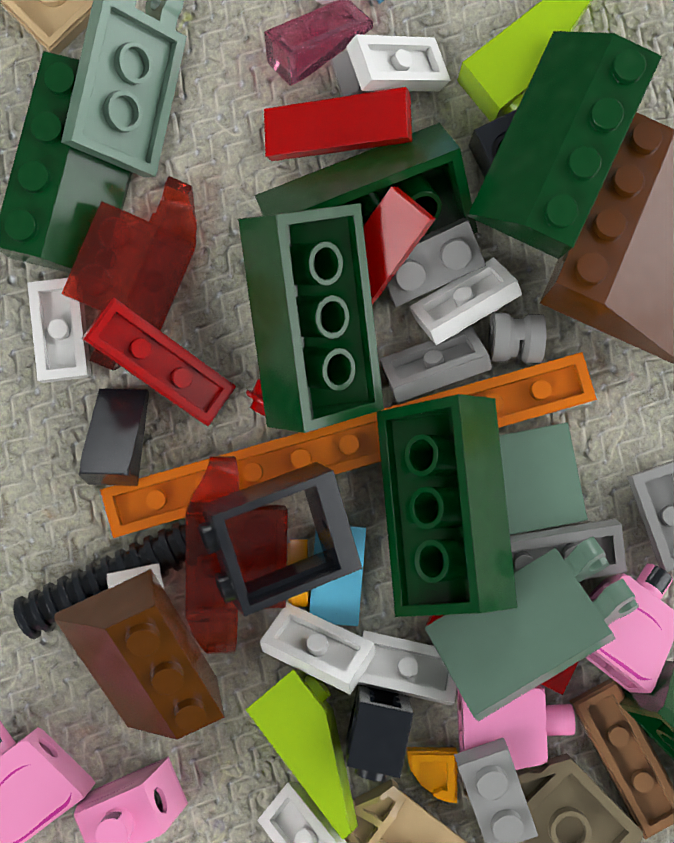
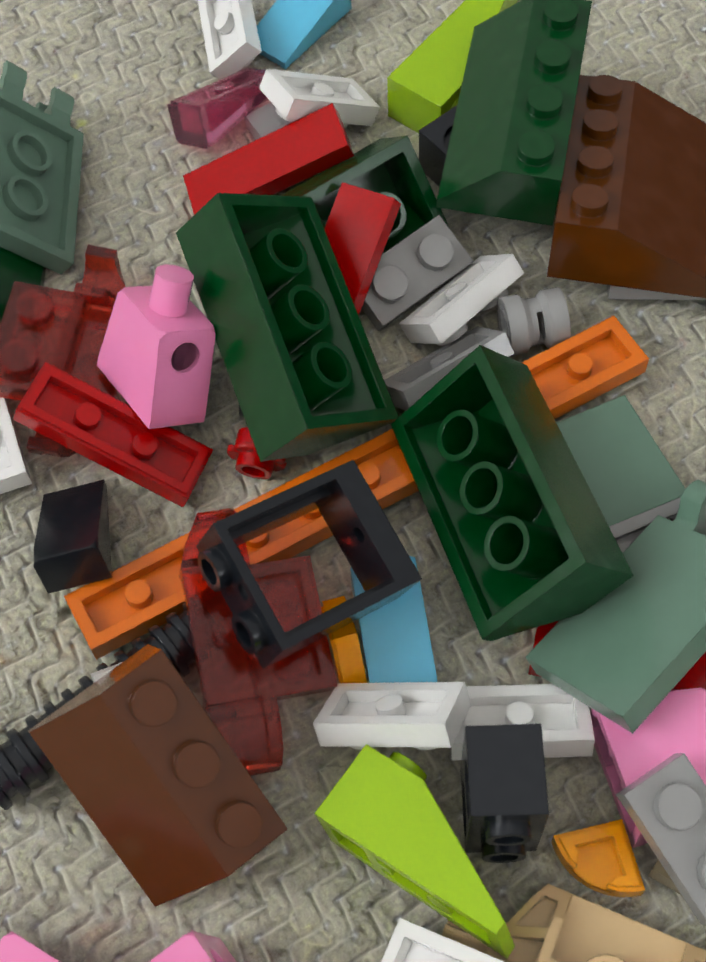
camera: 10 degrees left, 25 degrees down
(207, 310) = (160, 350): none -> bright pink torso

